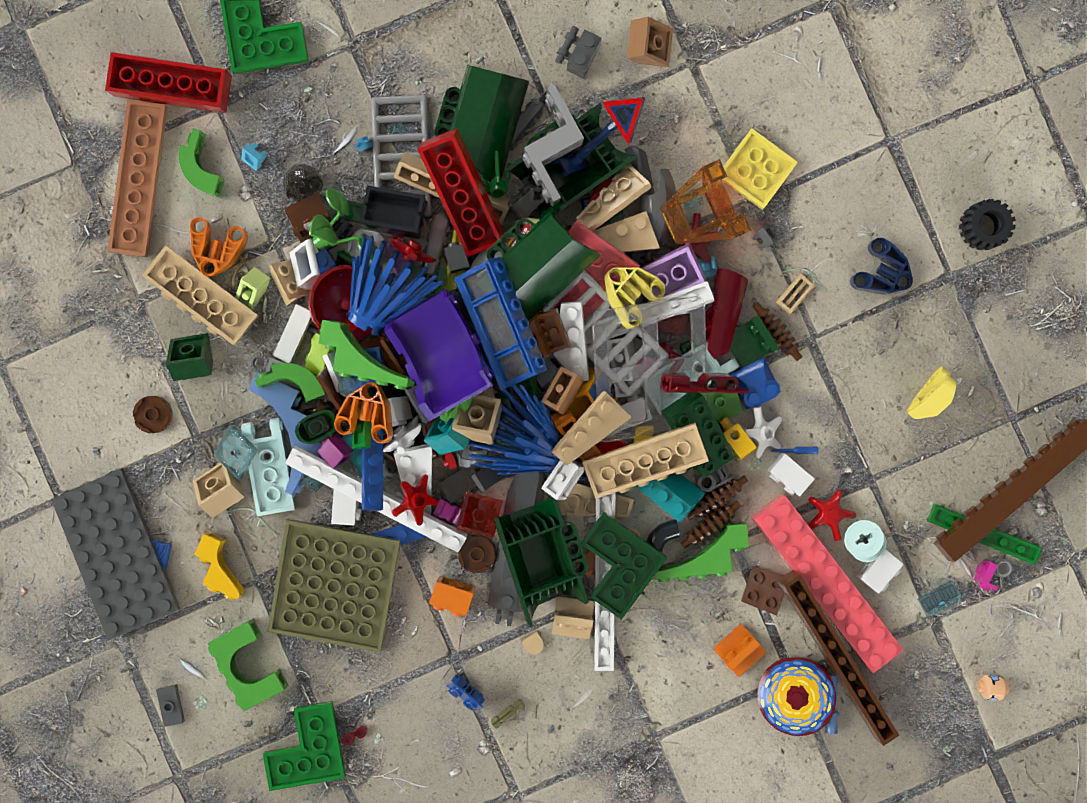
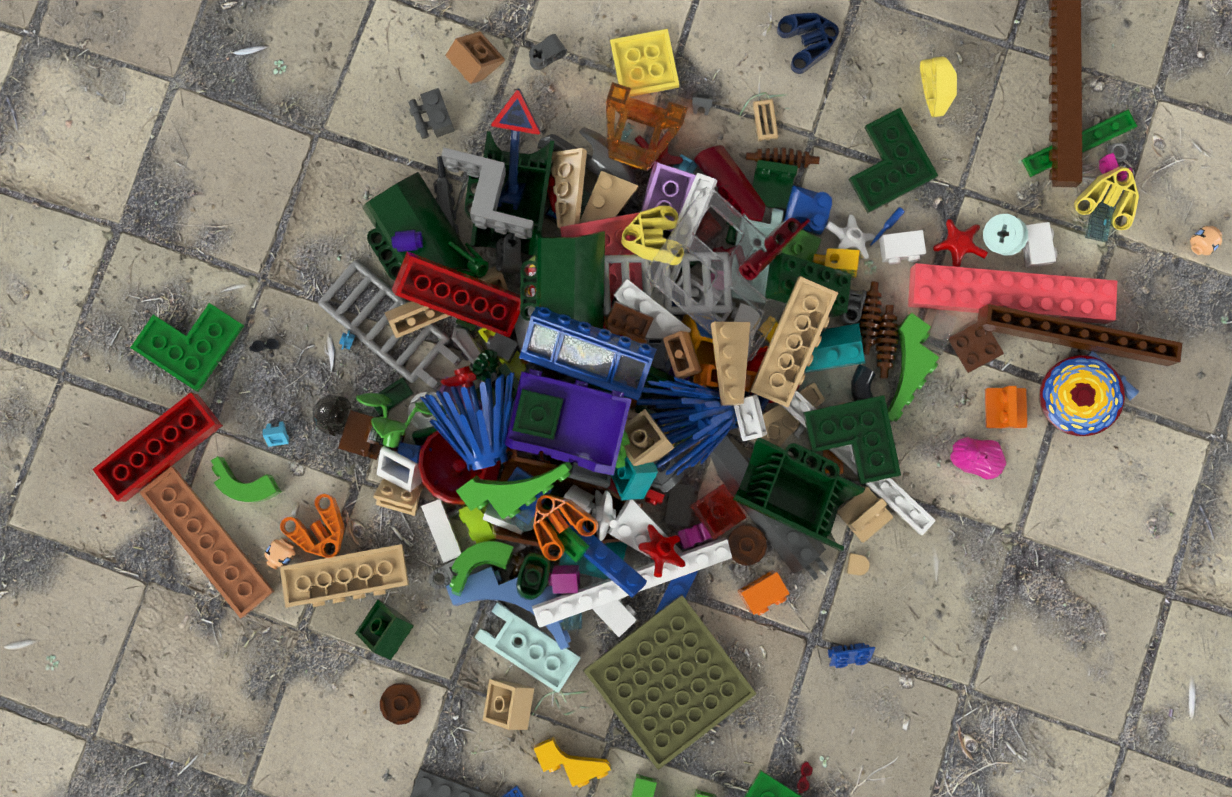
camera: 50 degrees left, 5 degrees down
(175, 236) = (279, 553): none -> light nougat head
(235, 452) = (492, 662): clear light blue piece -> none
(252, 287) = (376, 529): yellowish green slope -> none
(305, 86) = (258, 346): none -> black piece
(342, 229) = (398, 414): black gear -> none
(392, 467) = (620, 549): dark grey plate -> none
(393, 212) = (422, 363): black piece -> none
(396, 128) = (358, 306): clear light blue tile -> none
(426, 257) = (482, 368): none -> dark green gear
(426, 327) = (537, 414): none -> dark green tile
(467, 120) = (407, 240): none -> dark purple brick
(487, 477) = (694, 478): dark grey tile -> none
(507, 713) = (895, 636): olive axle -> none
(686, 661) = (978, 457): none -> dark pink hair
(703, 91) = (548, 50): none -> dark grey piece
(847, 424) = (902, 164): none -> dark green plate
(959, 578) = (1097, 189): none -> light yellow connector

